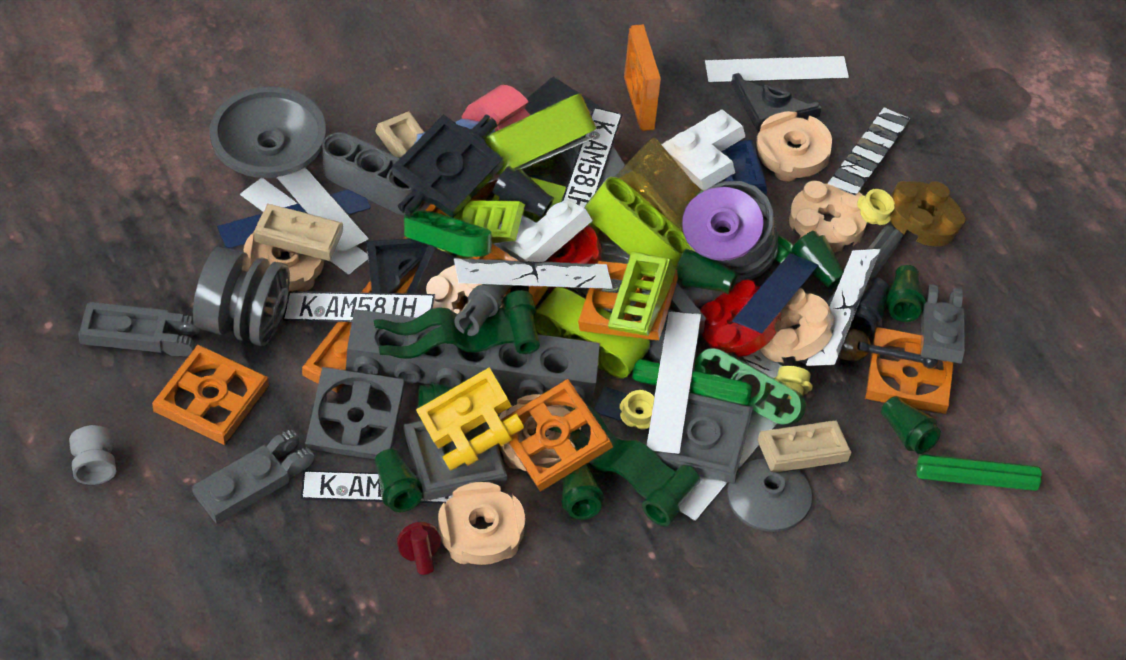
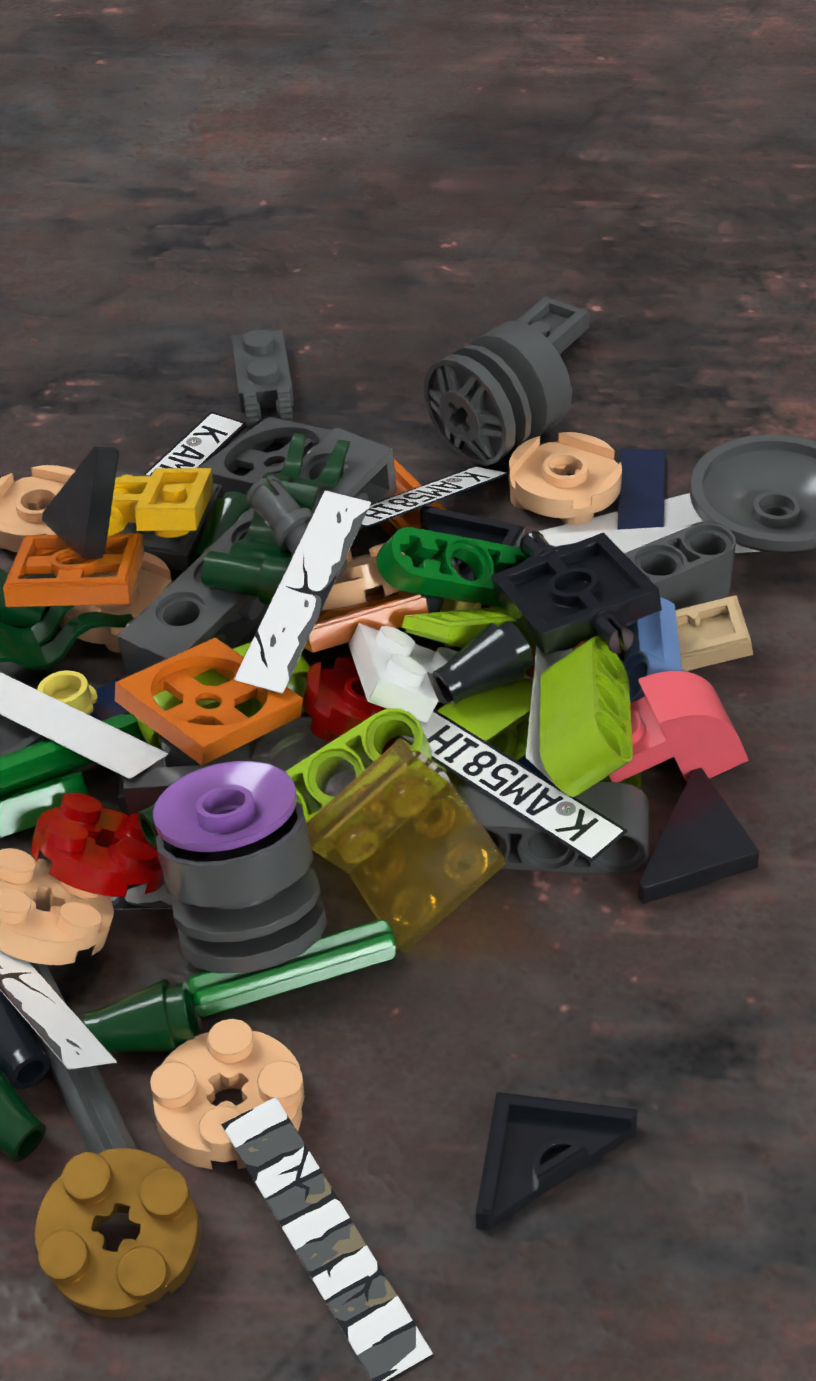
camera: 125 degrees right, 10 degrees down
(92, 454) = (375, 276): light grey wheel -> none
(204, 359) = (404, 354): orange piece -> none
(298, 232) = (572, 464): tan plate -> none
(398, 484) = (144, 453): dark green cone -> none
(418, 544) = (54, 447): dark red plate -> none
(525, 425) = (84, 504): none -> black tile
(641, 265) = (186, 682): lime slope -> none
(642, 77) = (666, 882): orange piece -> none
(700, 149) = (480, 956): white plate -> none
(746, 165) = (399, 1006): dark blue plate -> none
(775, 293) = (89, 872): dark blue sticker -> none
(777, 68) = (630, 1224): white sticker -> none
(788, 161) = (414, 1156): light nougat plate -> none
(876, 207) = (165, 1119): light yellow plate -> none

